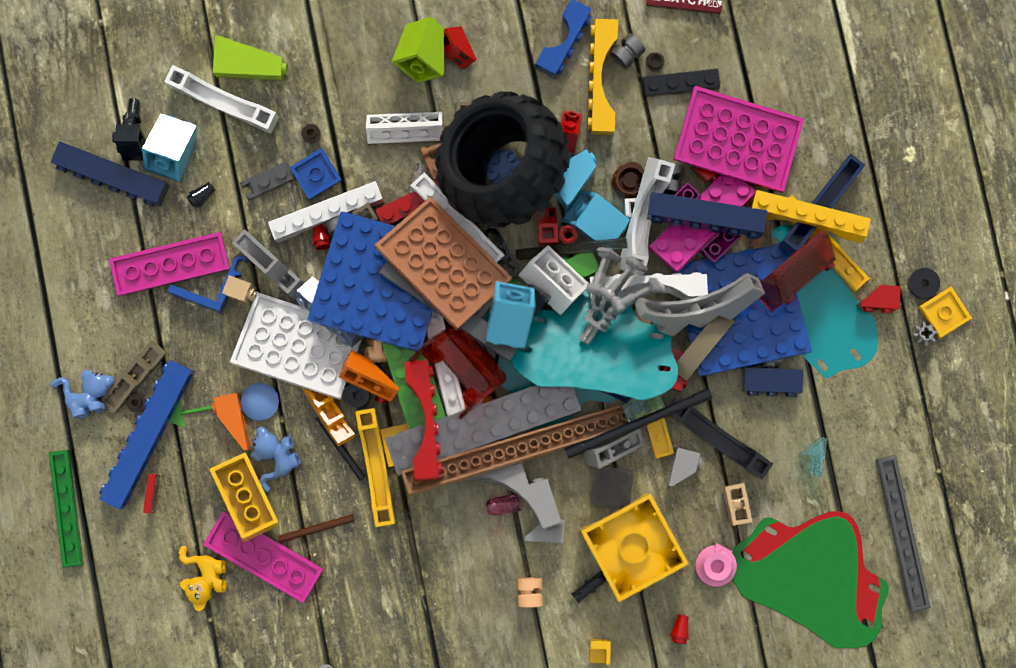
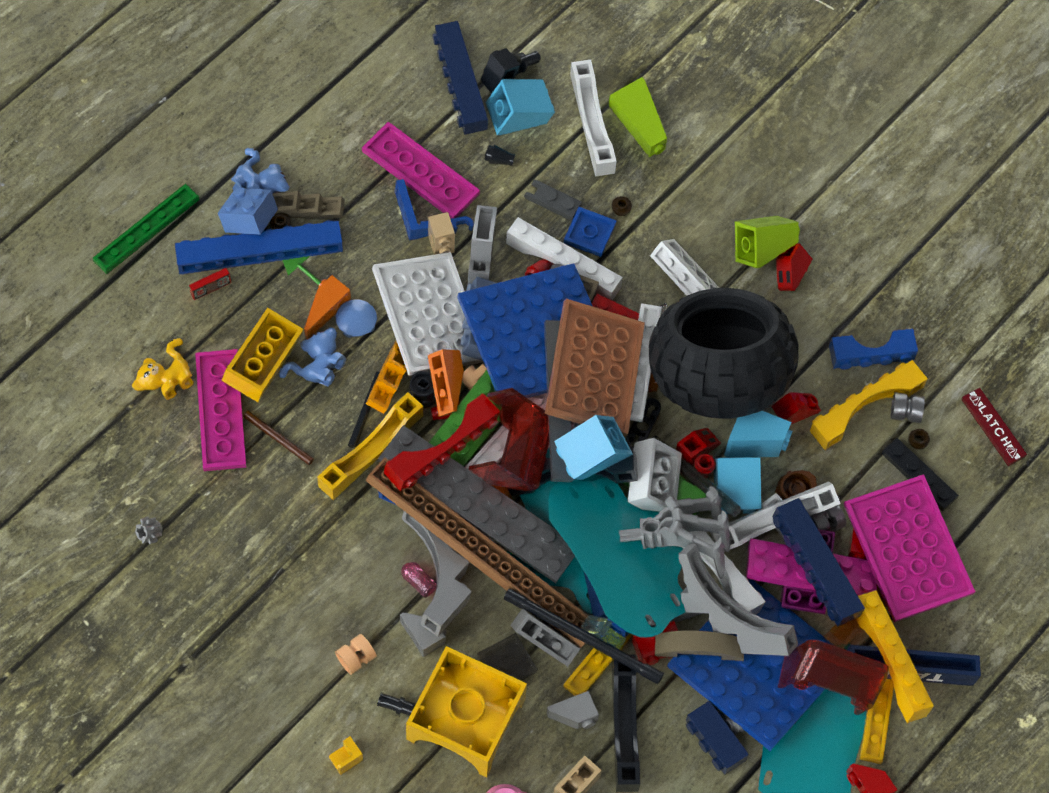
camera: 50 degrees right, 20 degrees down
(112, 424) = (247, 211): none -> medium blue brick

